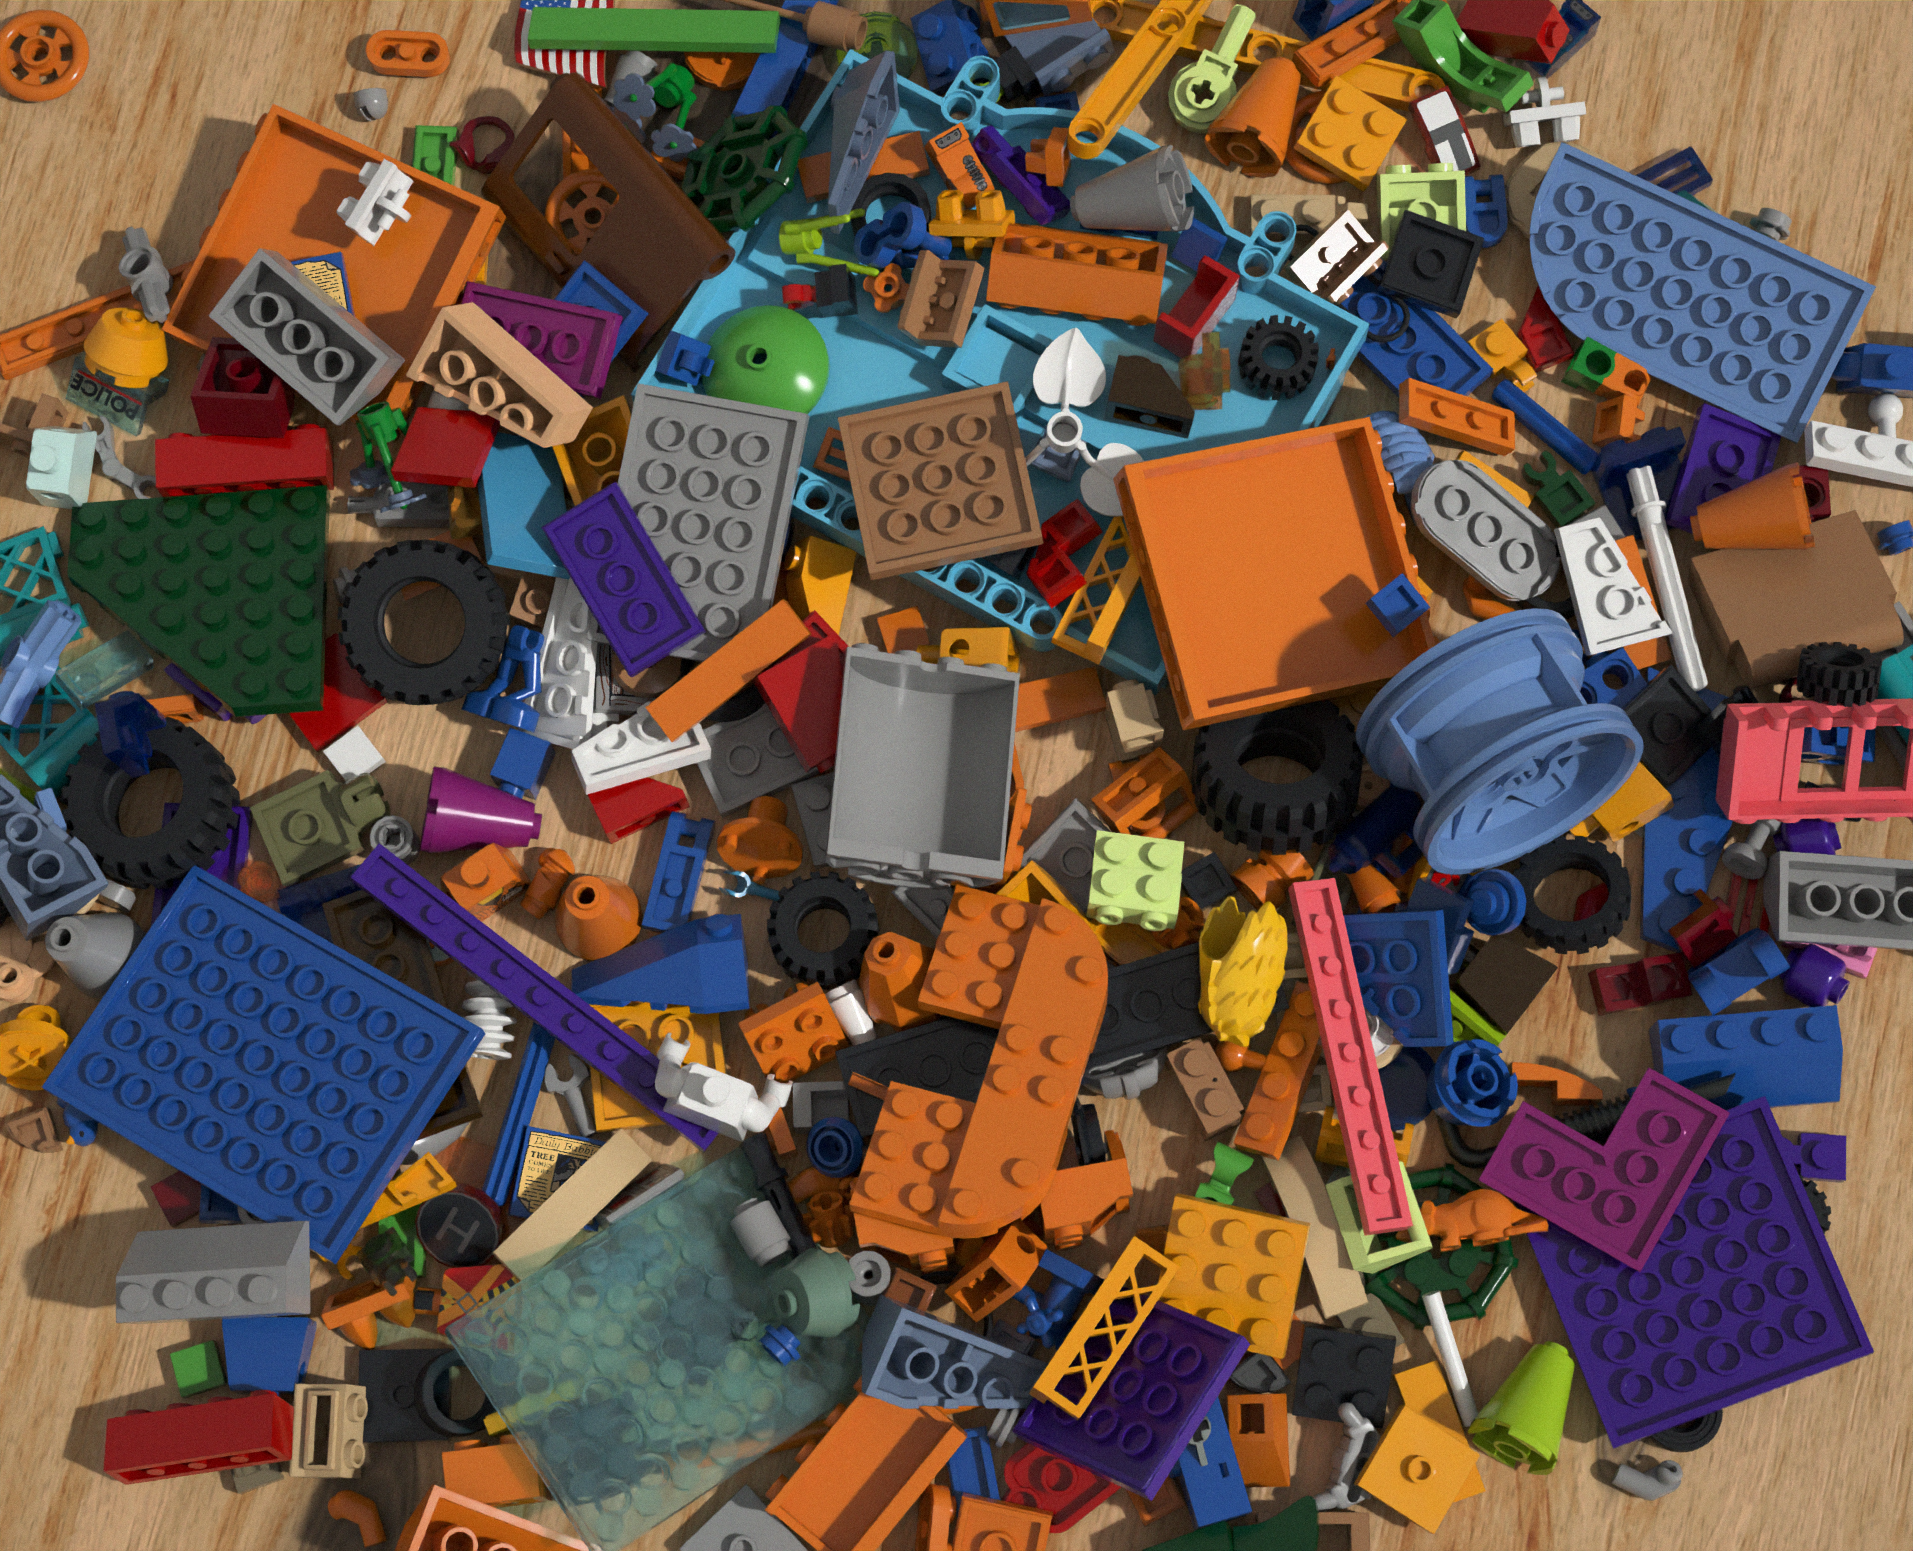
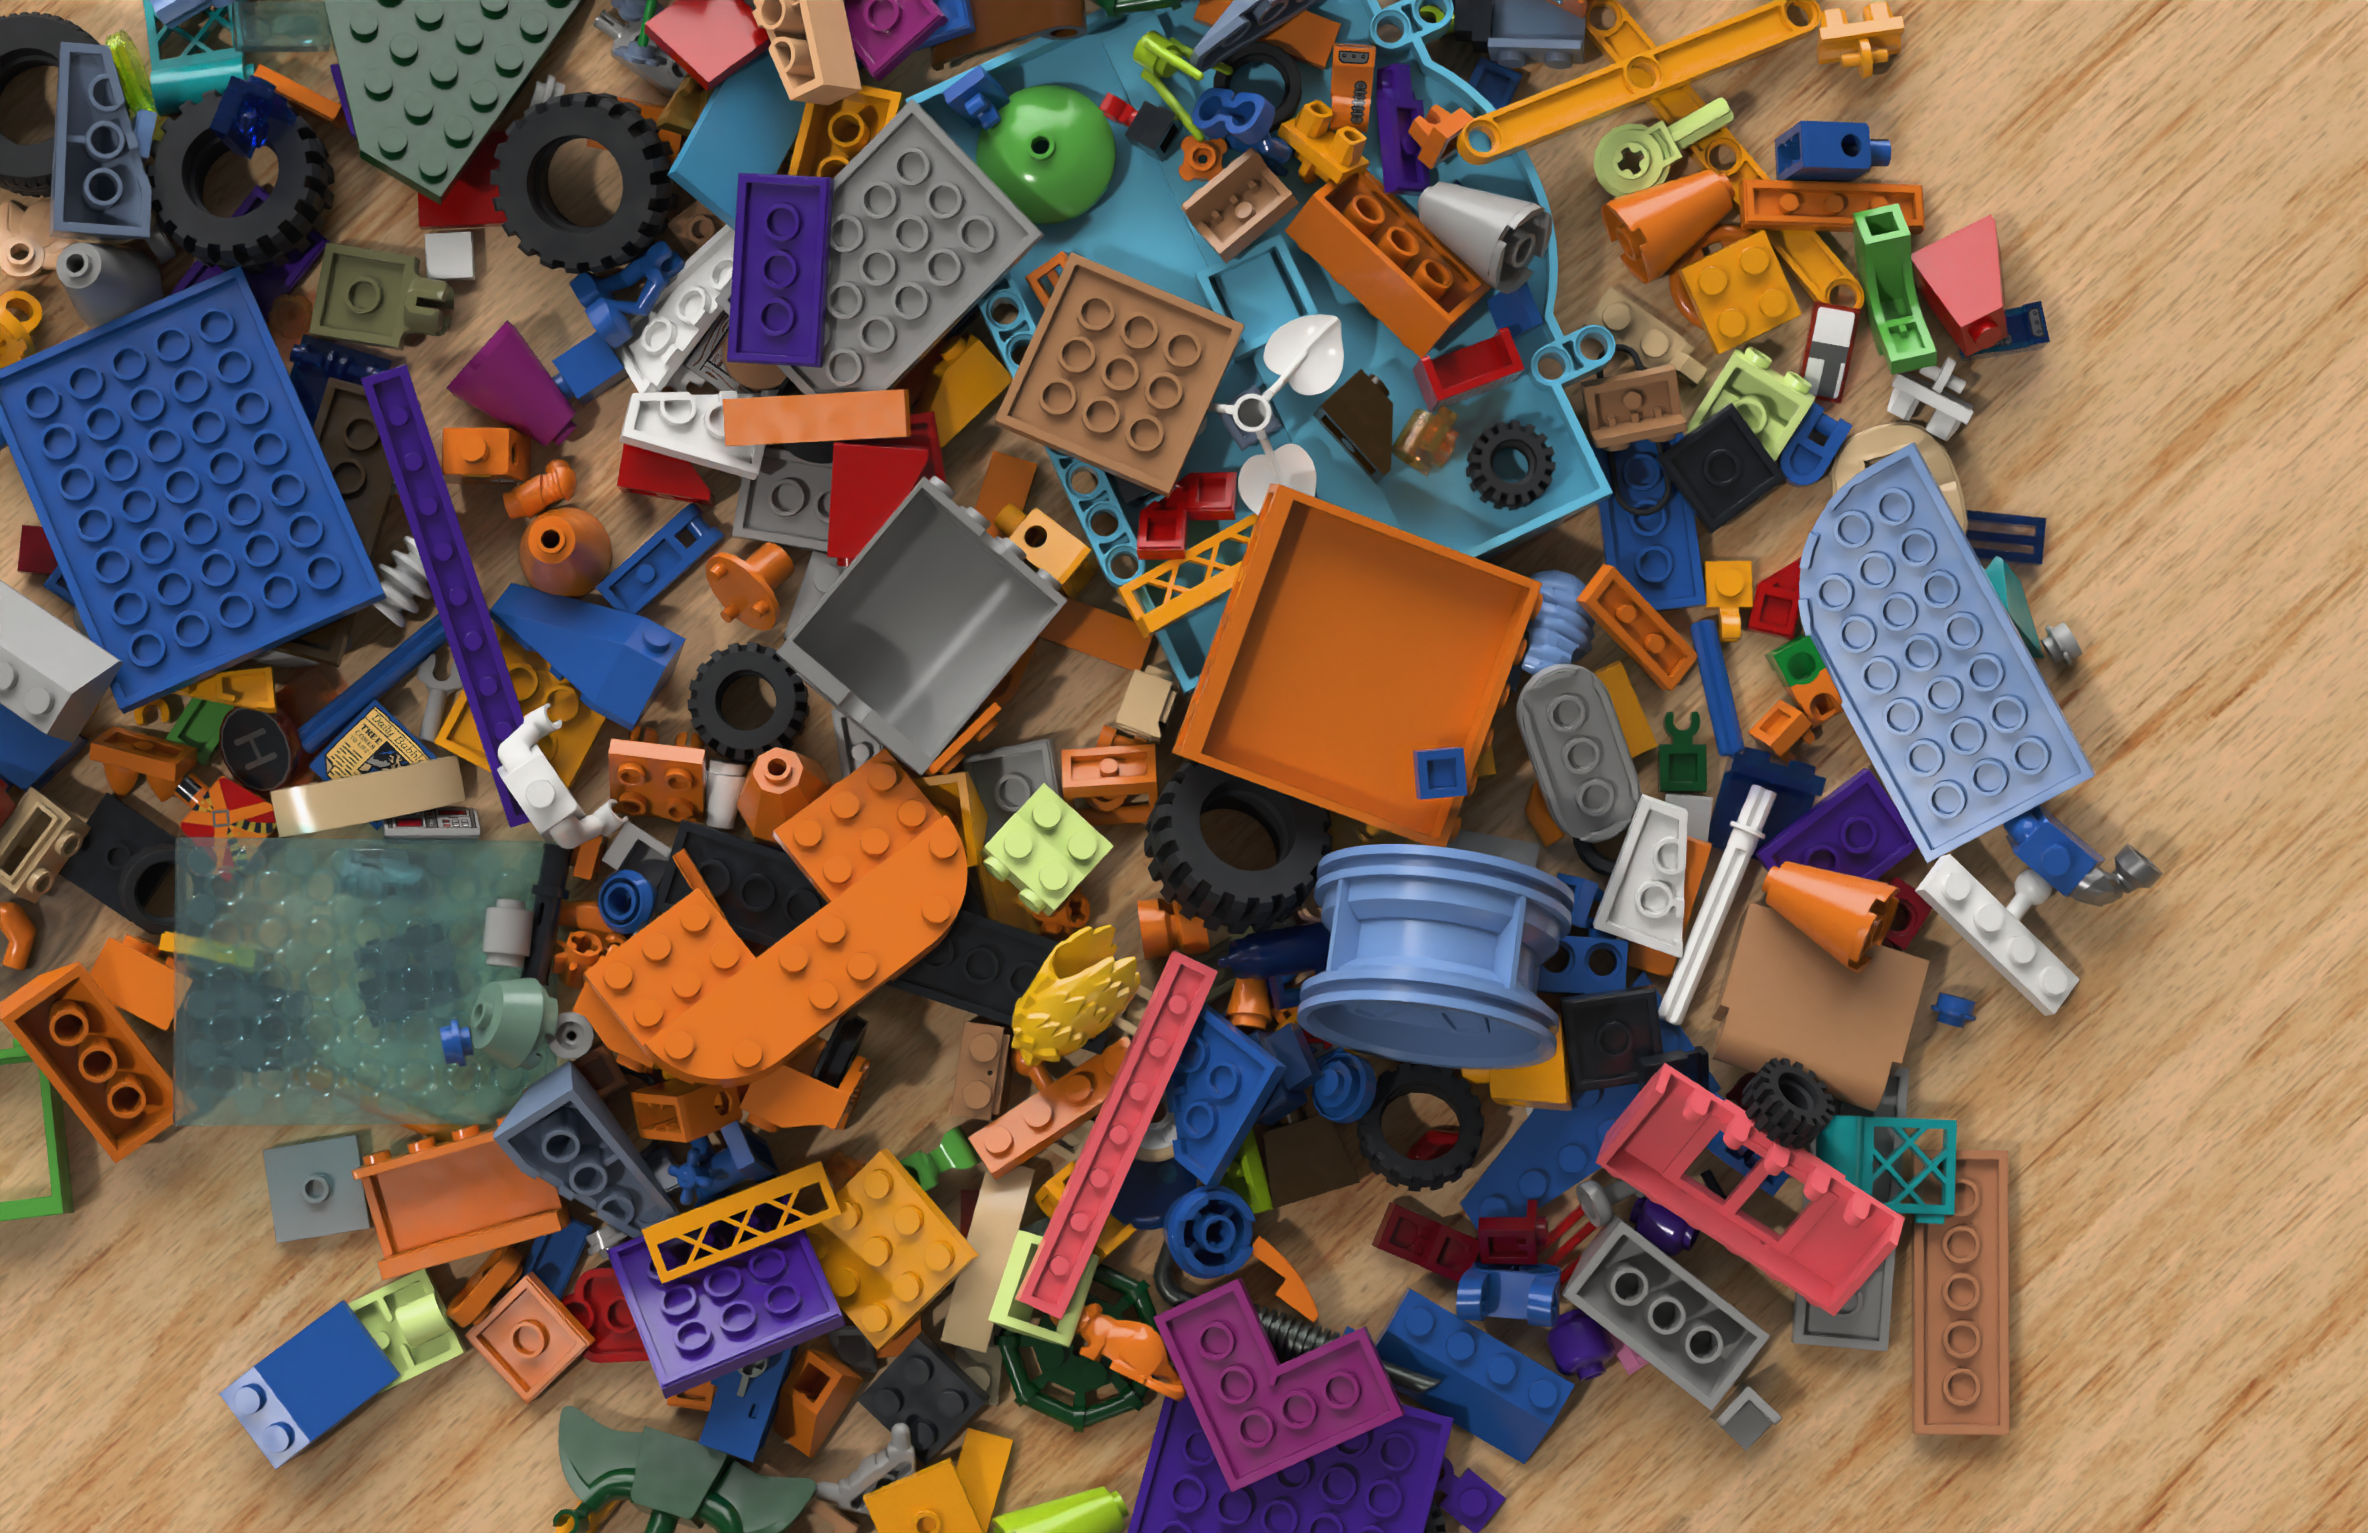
camera: 30 degrees right, 10 degrees up
(387, 1260) = (177, 732): clear smoke plate -> none
(404, 846) = (436, 370): light grey wheel -> none
(745, 887) = (711, 615): dark azure hand -> none
(1126, 1076) = (921, 1015): light grey piece -> none
(1207, 882) = (1113, 891): black plate -> none
(1330, 364) = (1558, 499): orange piece -> none
(1450, 1357) = (1025, 1446): white bar -> none

